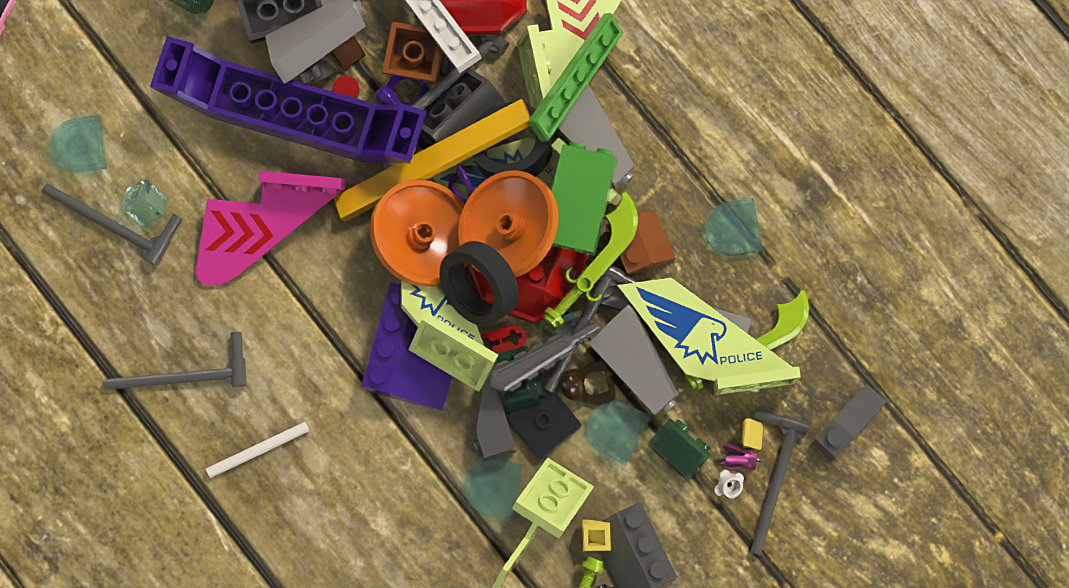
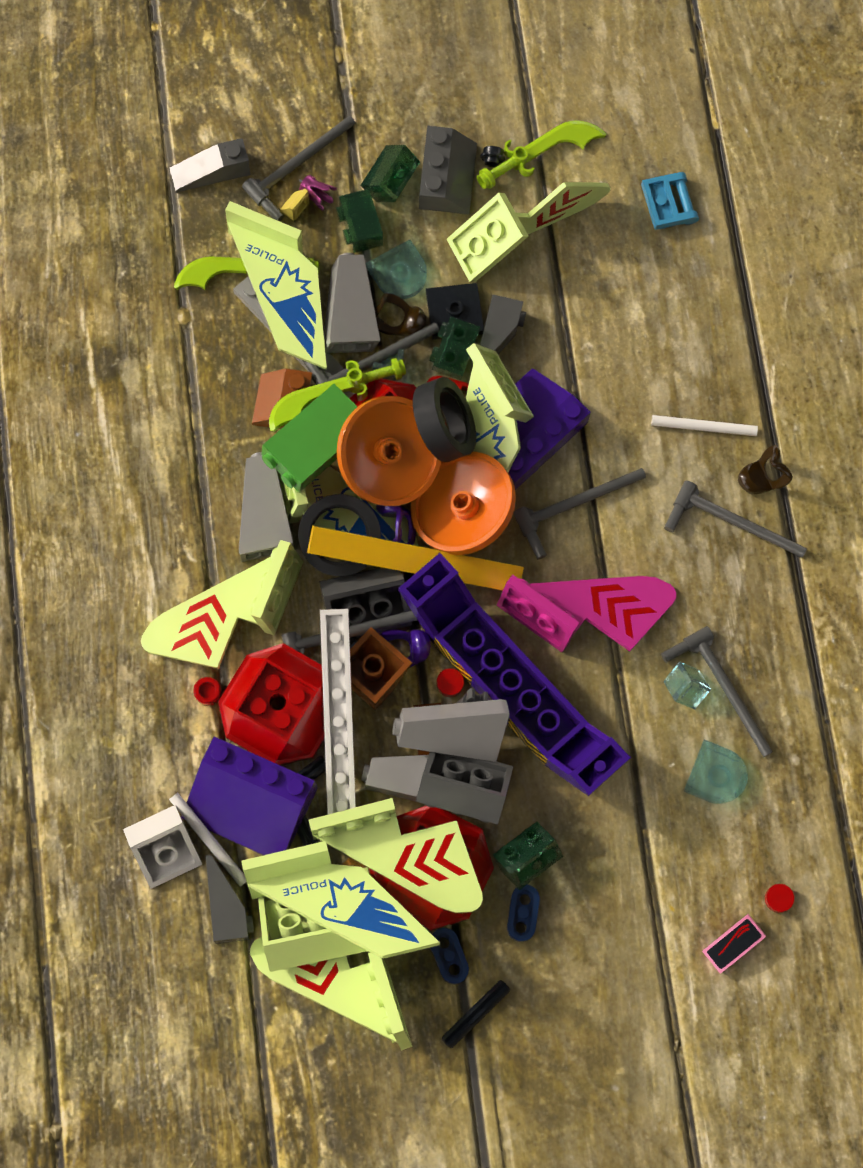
camera: 155 degrees left, 5 degrees down
(185, 426) = (754, 477): none -> dark brown piece
(362, 267) = (529, 520): none -> dark grey bar
(493, 487) = (528, 282): clear light blue tile -> none
(525, 366) = (443, 343): dark grey sword -> none
(575, 77) = (246, 554): bright green tile -> none
(596, 535) = (470, 198): light yellow slope -> none
(682, 512) = (390, 173): none -> clear green brick
(734, 228) = (196, 370): clear light blue tile -> none
(735, 486) = (338, 176): white plate -> none

